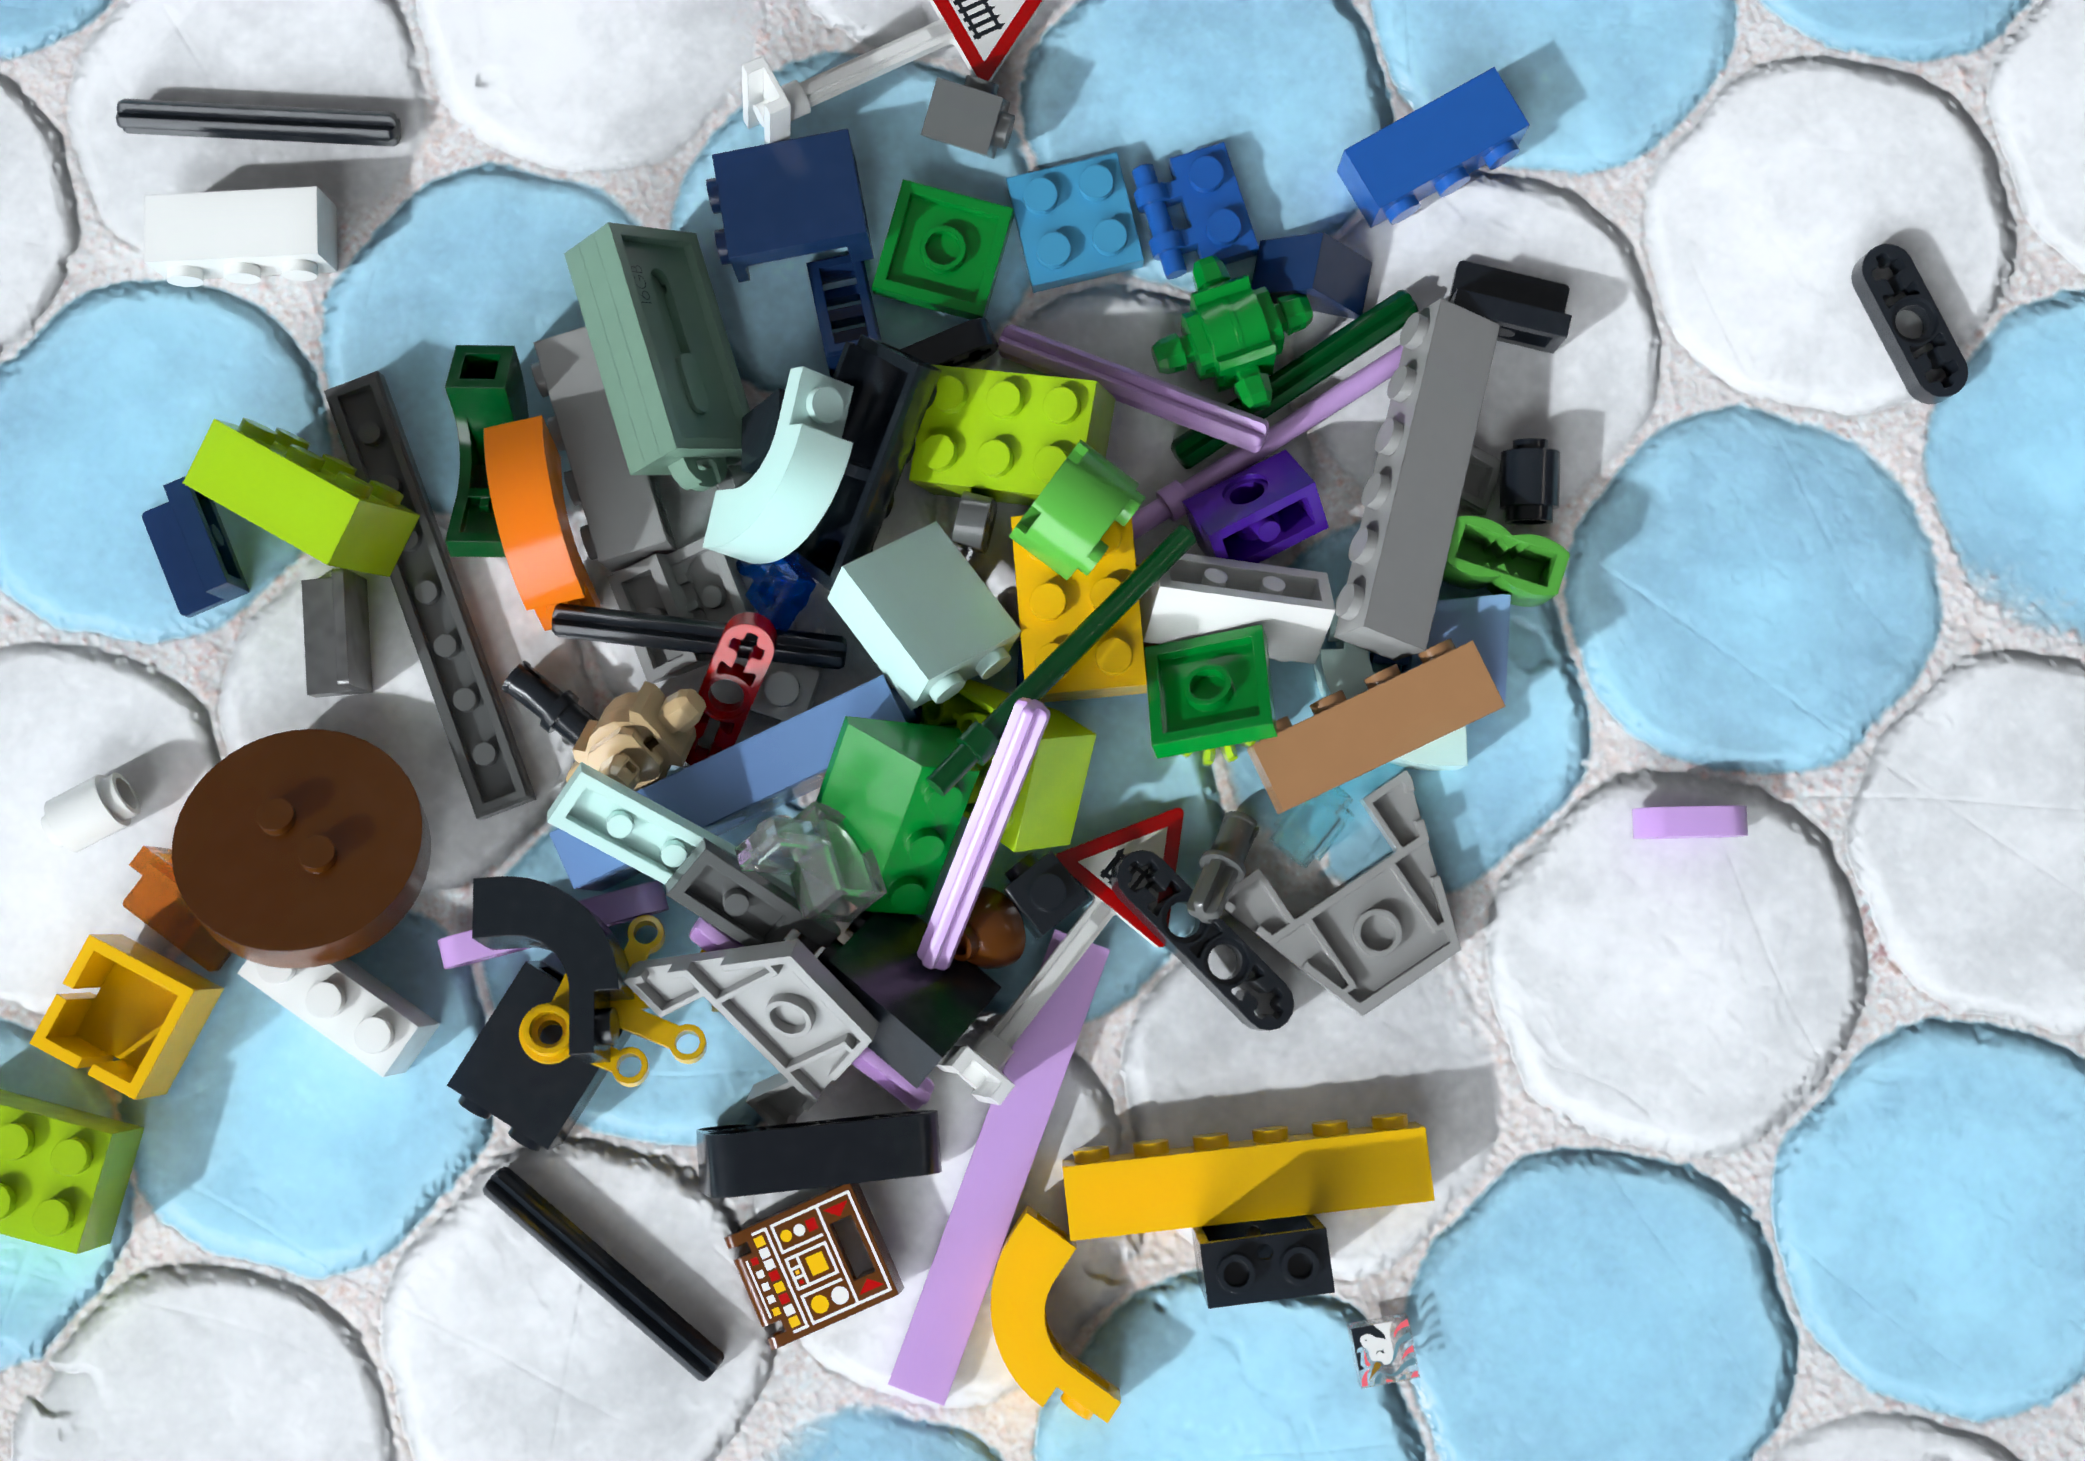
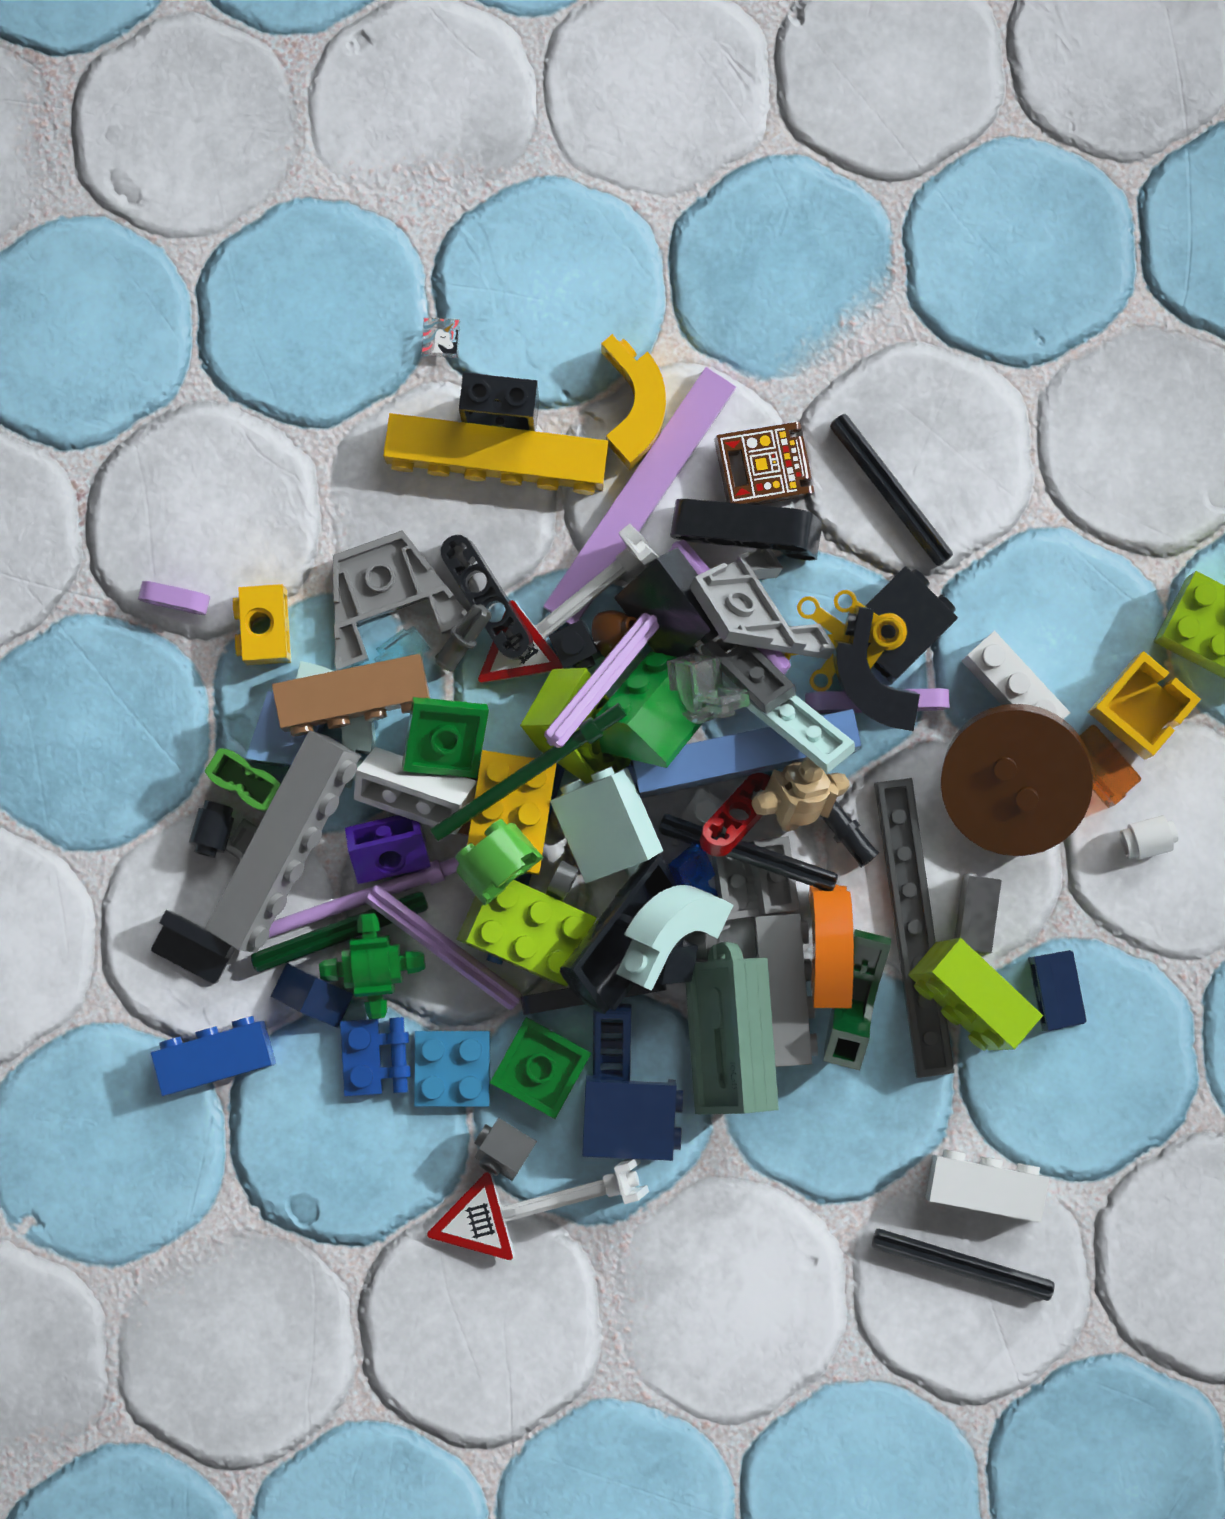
camera: 175 degrees left, 0 degrees up
(1529, 847) = (272, 645): none -> yellow brick

